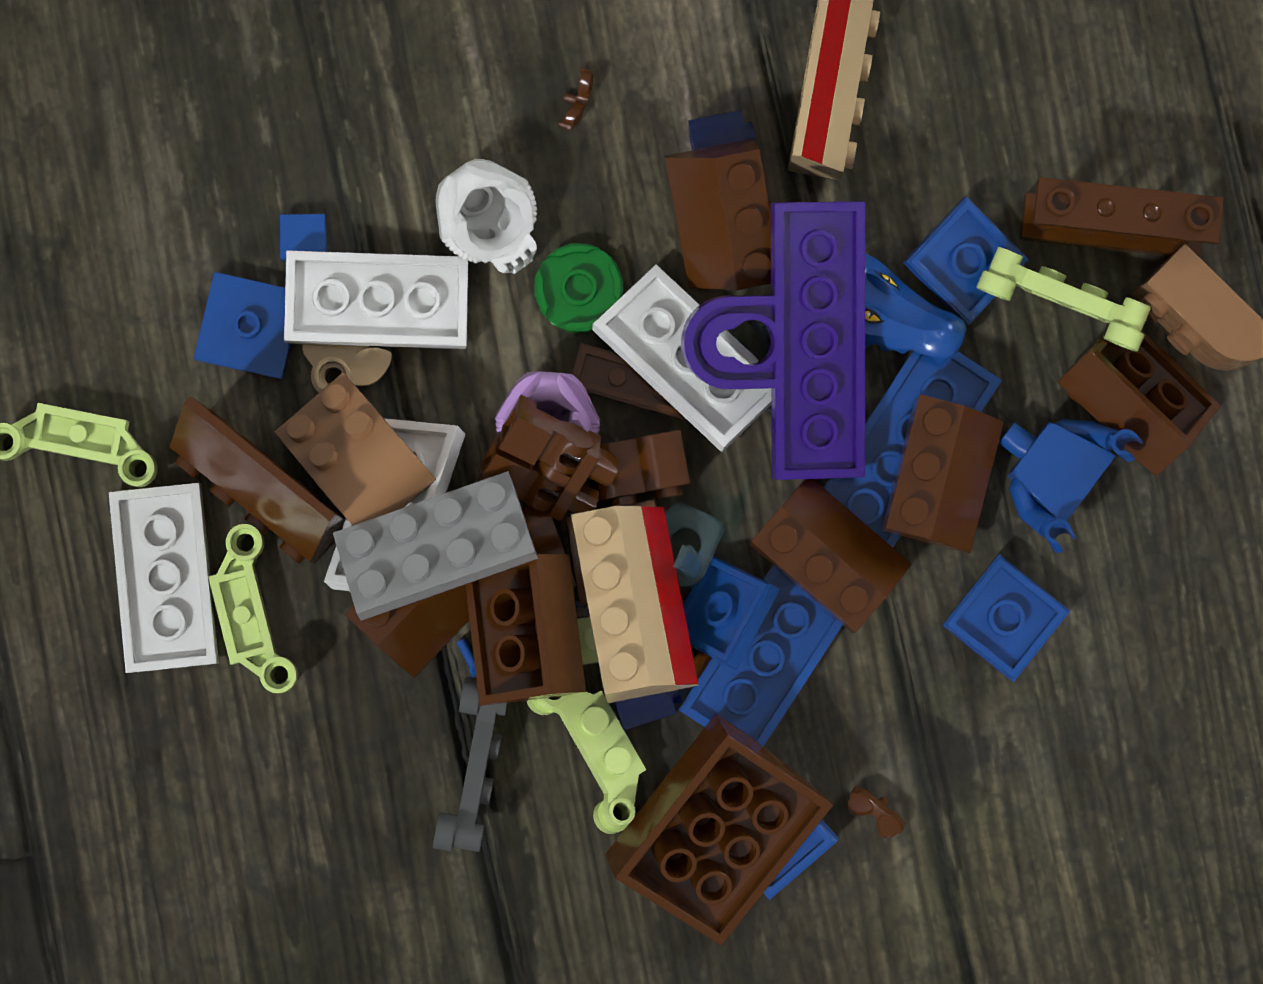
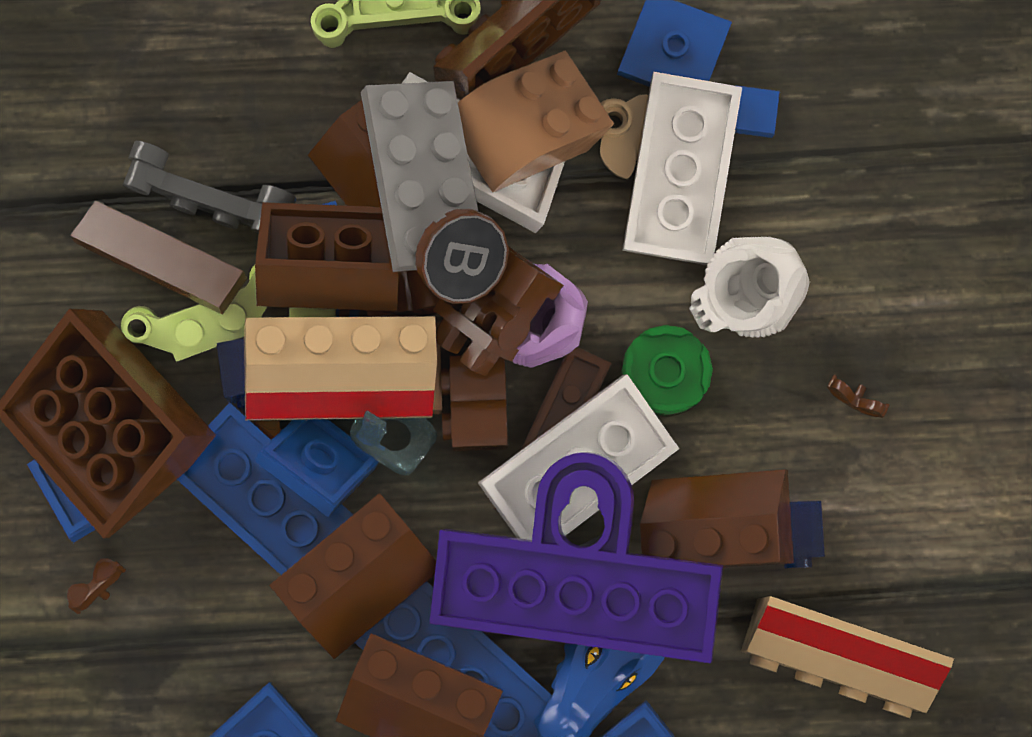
camera: 95 degrees right, 5 degrees down
(513, 492) = (462, 256): none -> black tile
(544, 805) = (159, 257): none -> tile

